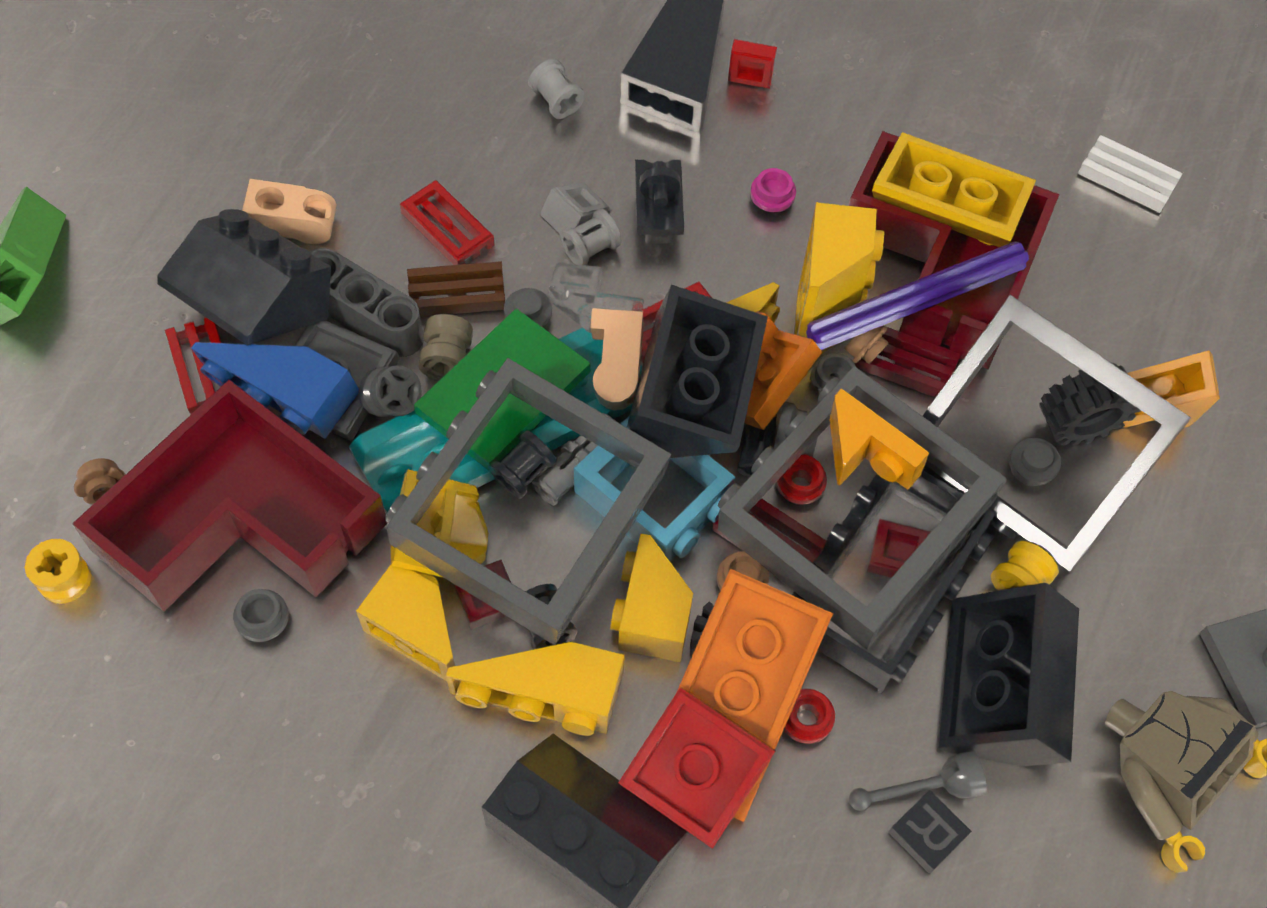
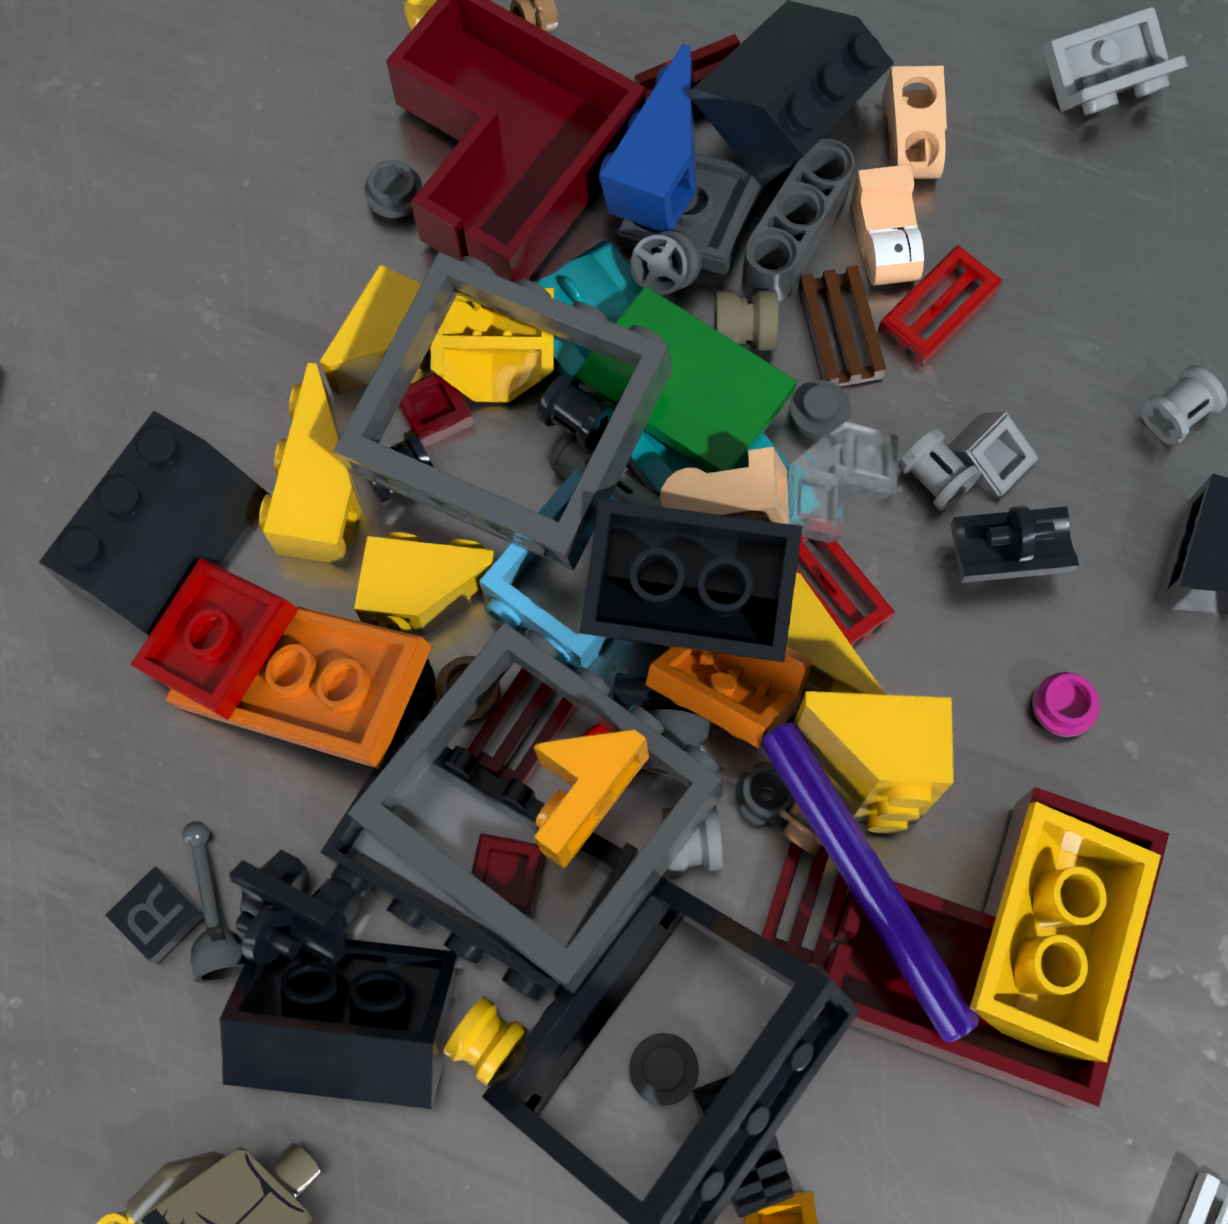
camera: 90 degrees right, 10 degrees up
(262, 84) = (1110, 59): none -> light grey bracket
(381, 244) = (887, 225): none -> light nougat leg
(822, 709) = (273, 766): red plate -> none
(939, 710) = (284, 918): none -> black hips

